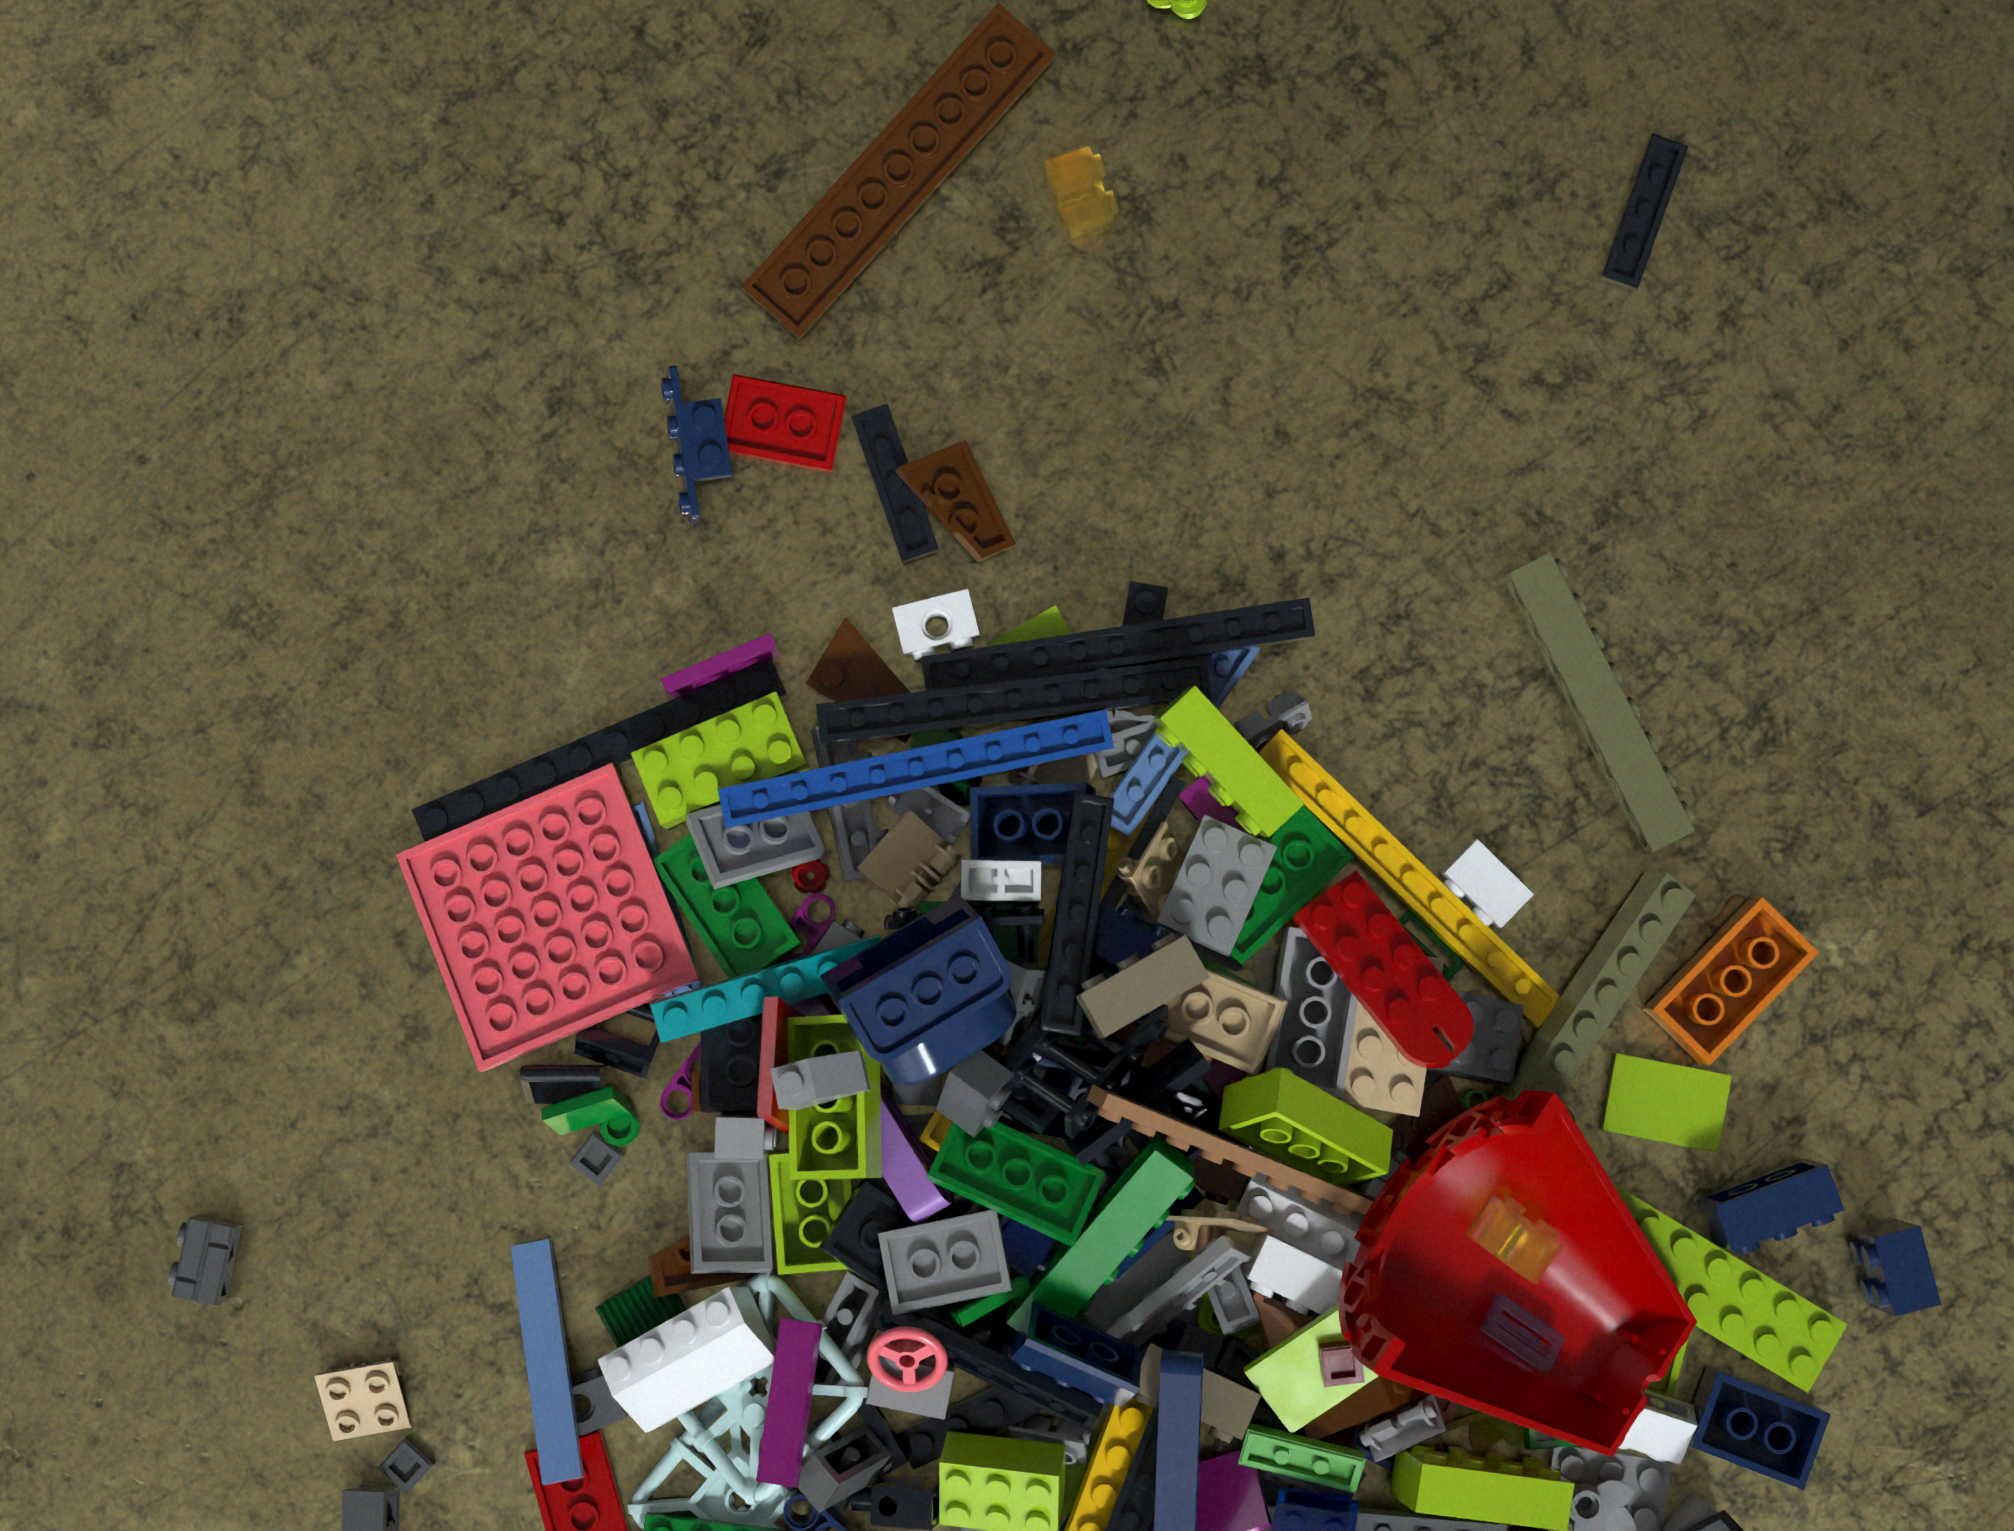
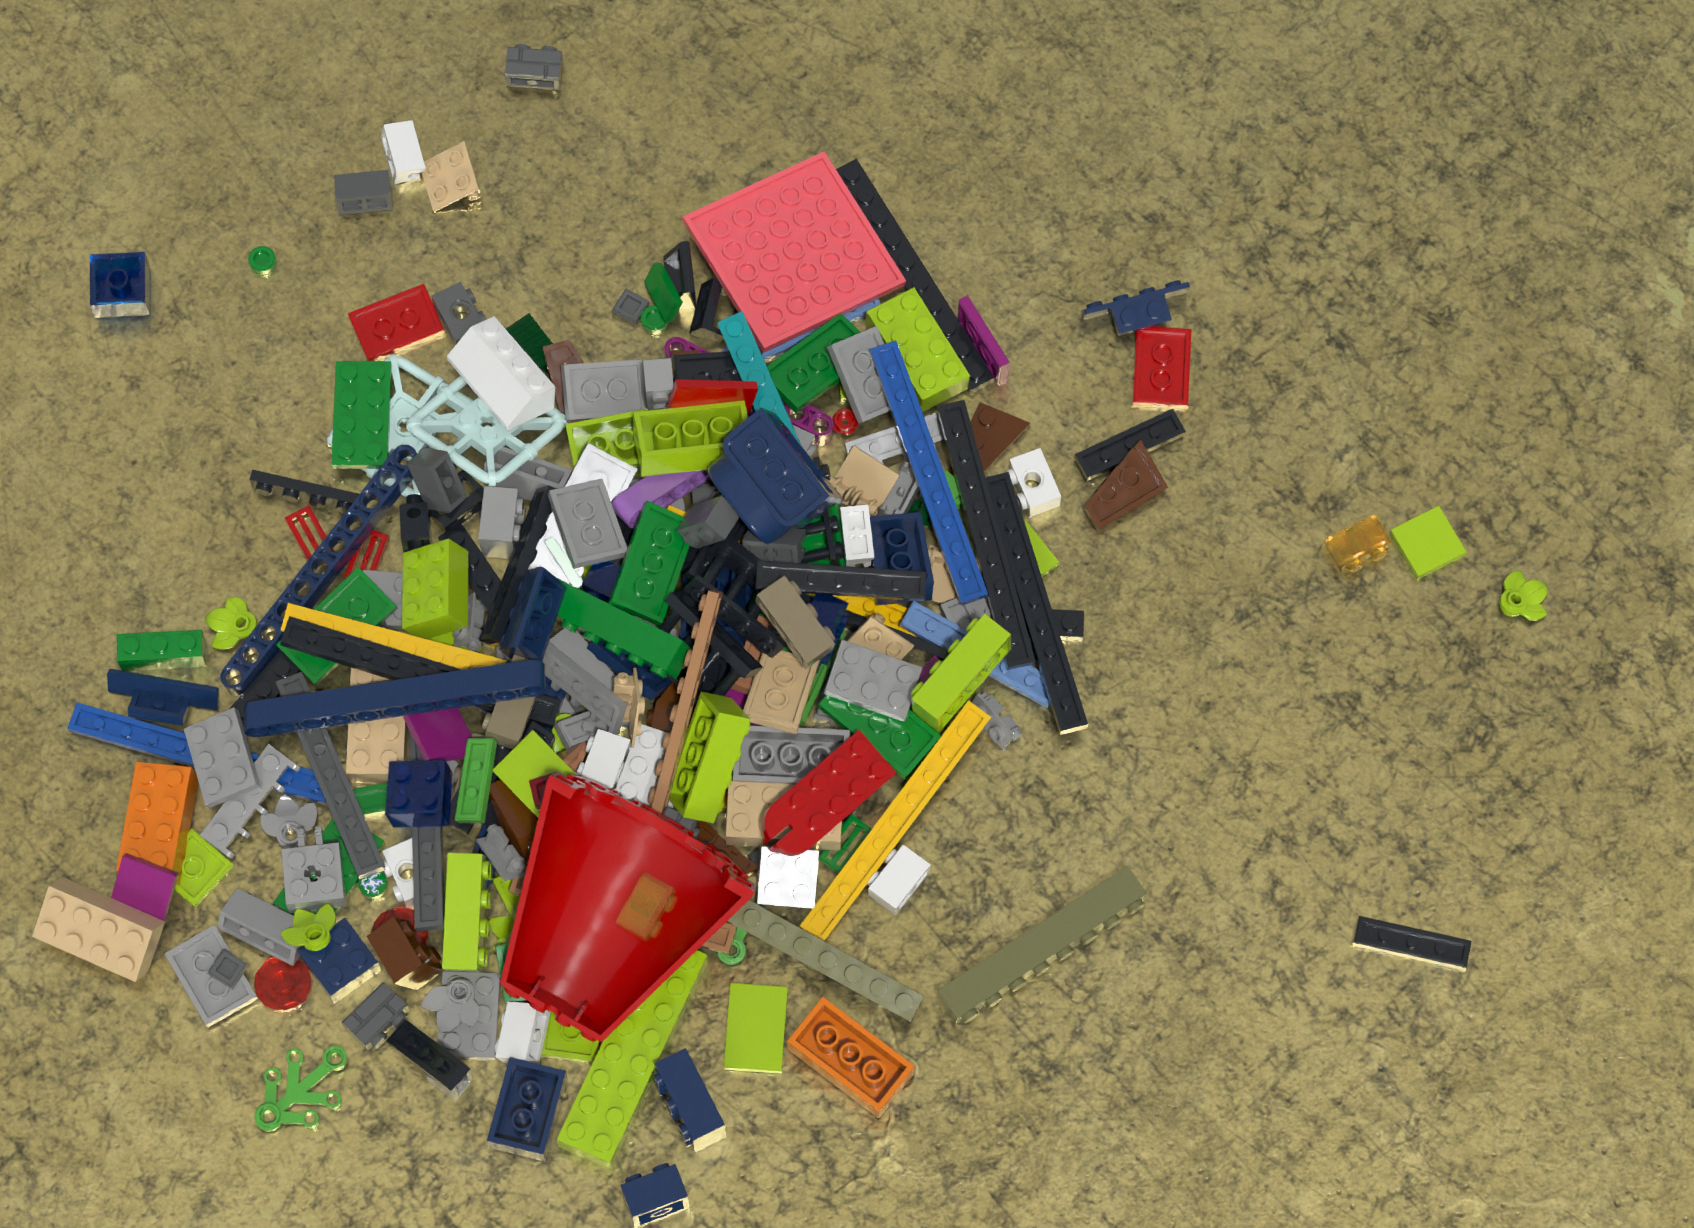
camera: 85 degrees right, 15 degrees down
(314, 1464) = (402, 151): none -> white hinge
(406, 1465) = (407, 211): dark grey tile -> none
(547, 1362) = (489, 286): medium blue tile -> none
(789, 1402) = (480, 435): magenta tile -> none
(819, 1080) = (703, 417): light grey slope -> none
(898, 171) = (1354, 421): reddish brown plate -> none
(908, 1349) = (522, 504): coral piece -> none
(1085, 99) = (1428, 542): none -> lime tile
(1495, 1317) = (558, 941): clear purple tile -> none

